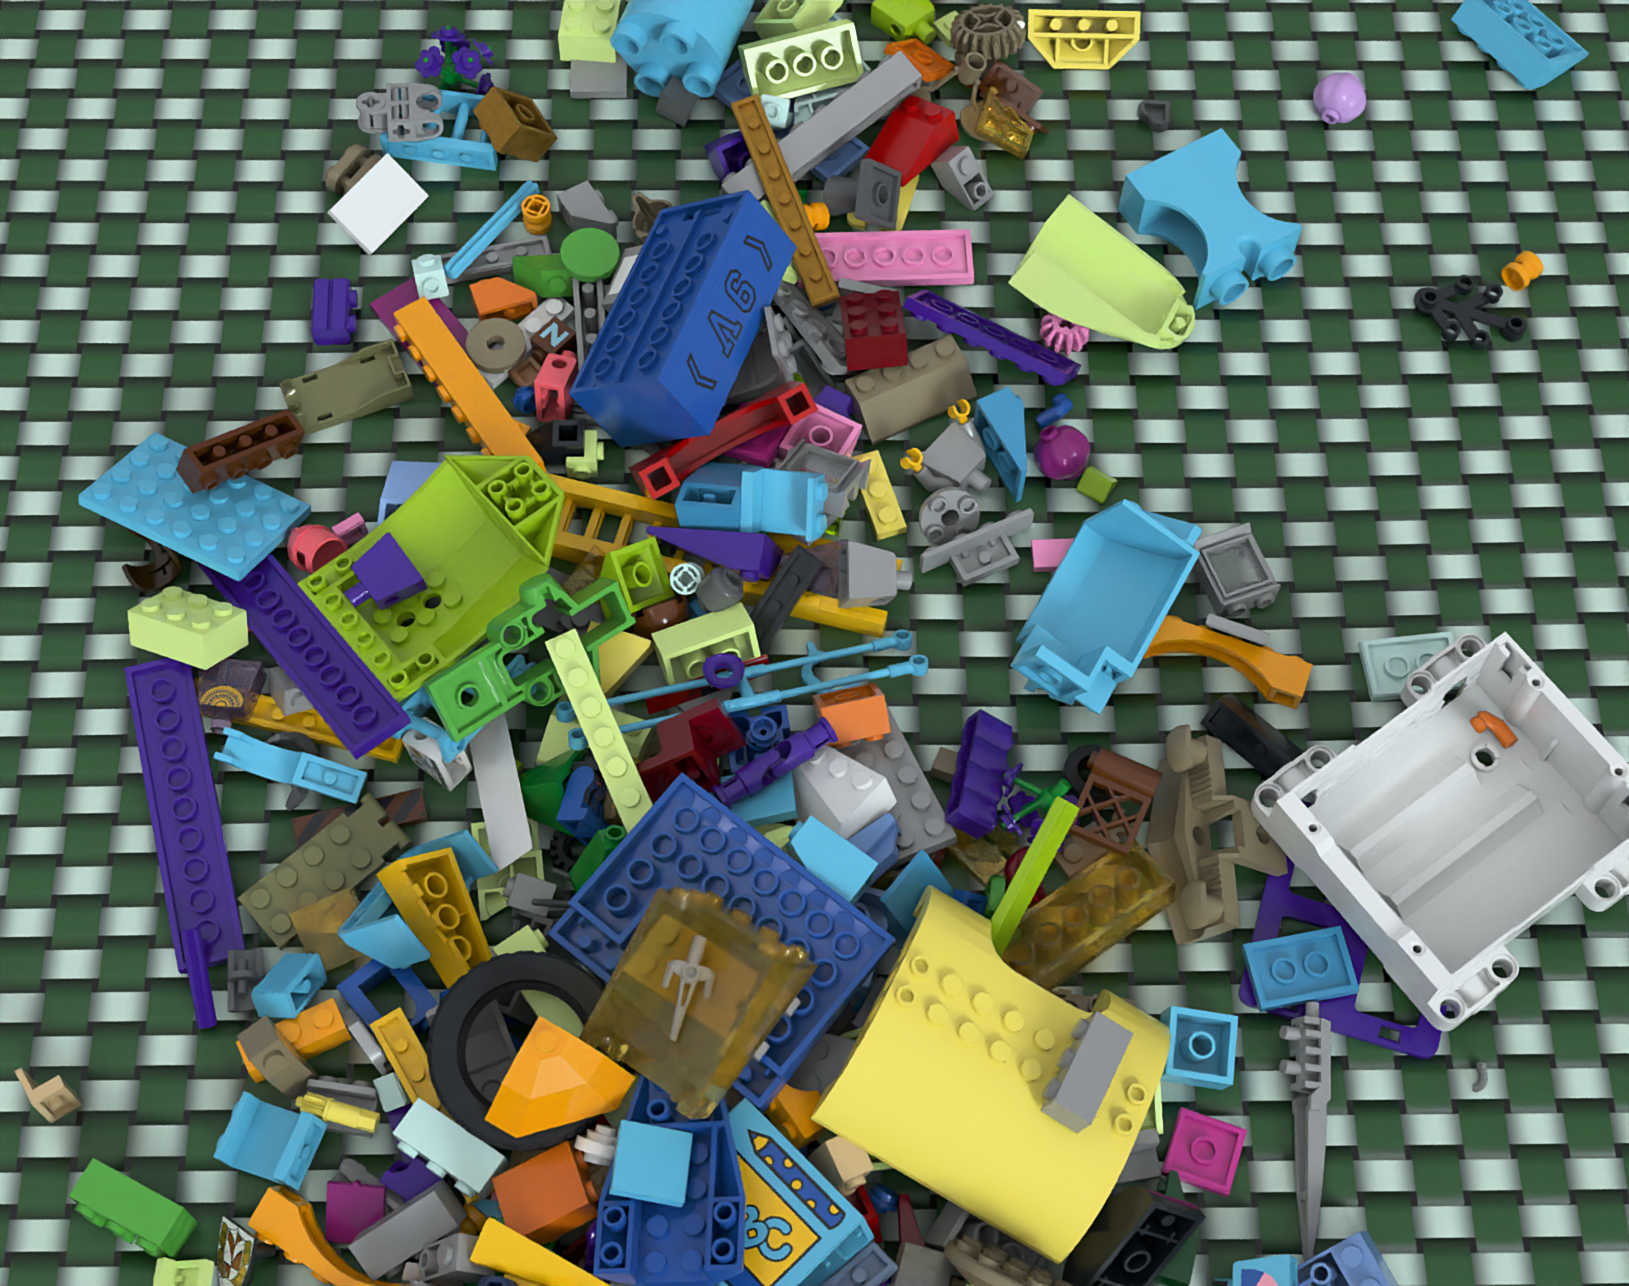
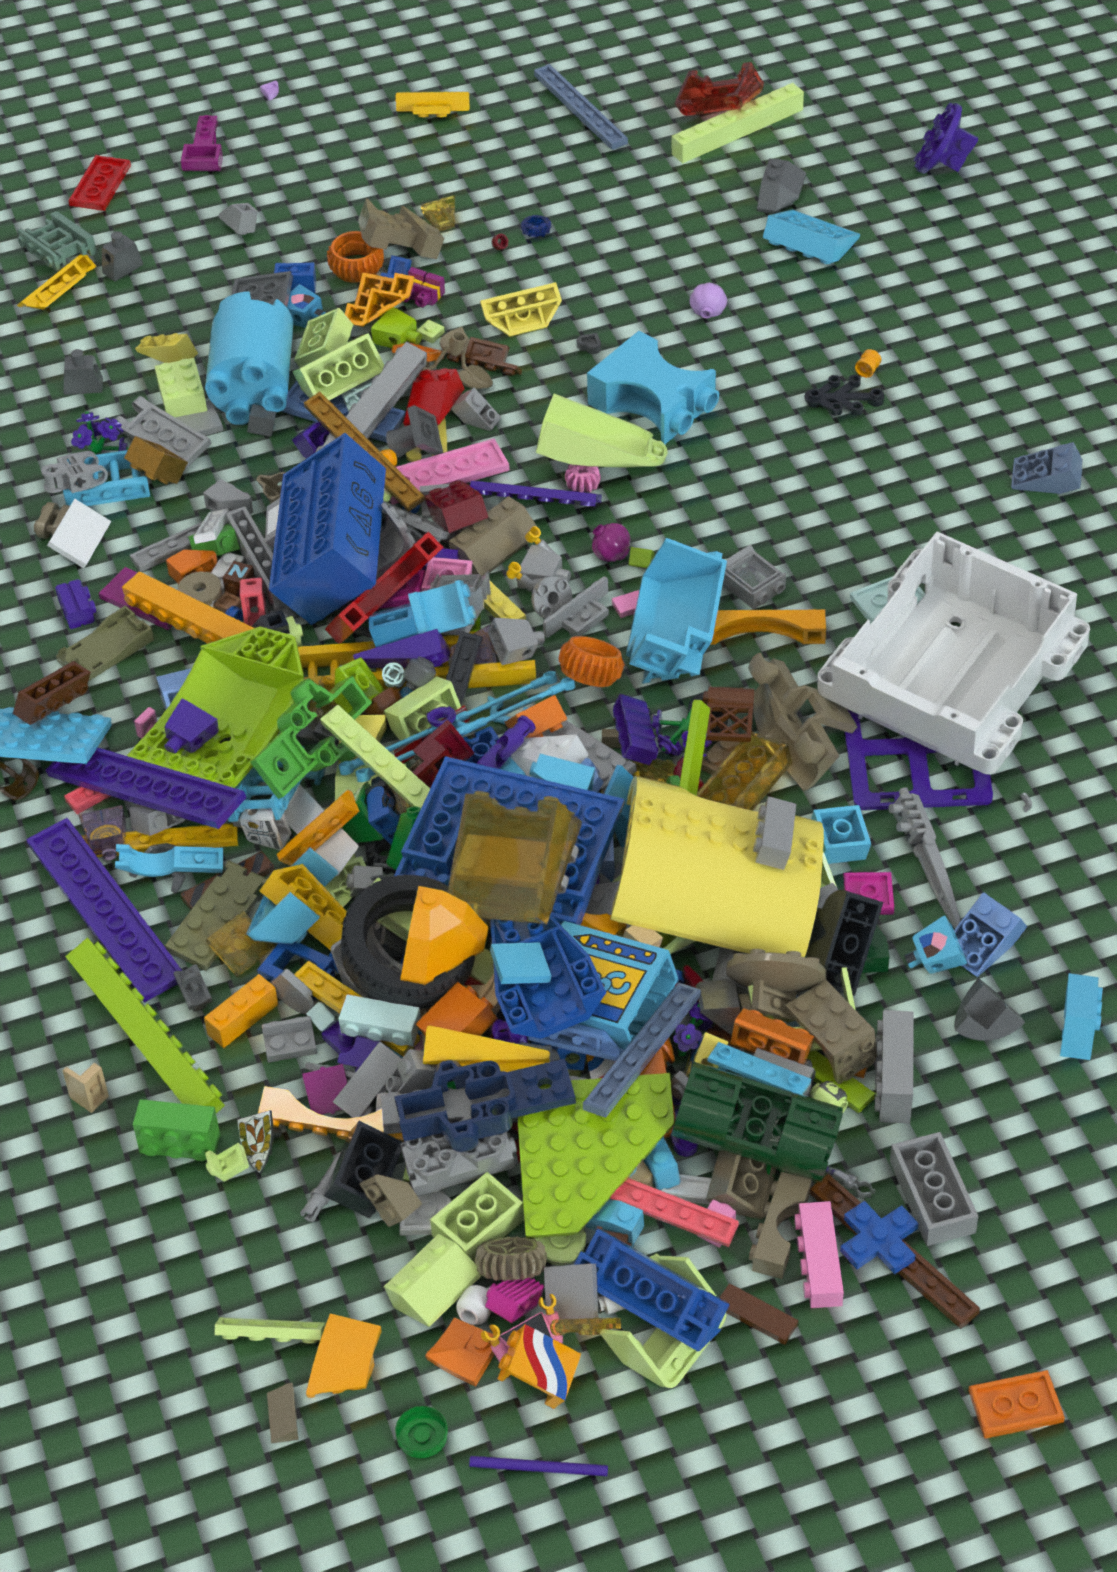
camera: 15 degrees left, 15 degrees down
(160, 1029) = (142, 1027): none -> lime brick
(188, 627) = (62, 799): yellowish green brick -> none
(198, 978) = (159, 995): dark purple axle -> none
(270, 1141) = (251, 1070): medium azure panel -> none
(276, 1058) = (239, 1011): dark tan slope -> none
(289, 985) = (225, 978): medium azure brick -> none
(313, 547) = (125, 735): coral helmet -> none
(338, 1112) = (292, 1036): light yellow piece -> none
(430, 276) = (135, 561): light aqua bracket -> none
(489, 231) = (165, 527): medium azure axle -> none
(497, 794) = (320, 828): none -> light orange panel
(536, 214) = (193, 510): light orange wheel -> none
(541, 256) = (211, 526): none -> white tile
(546, 80) = (164, 430): none -> light grey hinge
(589, 254) = (244, 515): bright green tile -> none
(598, 1144) = (479, 976): white plate -> none
(690, 973) = (501, 852): light grey piece -> none
(763, 724) = (482, 741): blue plate -> none
(777, 111) = (336, 399): light aqua bracket -> none
(948, 657) = (591, 661): none -> orange gear
(989, 31) = (462, 318): dark tan gear -> none
(1002, 126) = (491, 374): clear yellow wing -> none
(1002, 431) = (569, 541): dark azure slope -> none
(1061, 407) = (597, 519): blue arm -> none
(1237, 629) = (768, 602): light grey tile -> none
(1250, 735) = (798, 662): black panel -> none
(1300, 969) = (887, 774): dark azure plate -> none
(1496, 726) = (954, 601): orange arm -> none

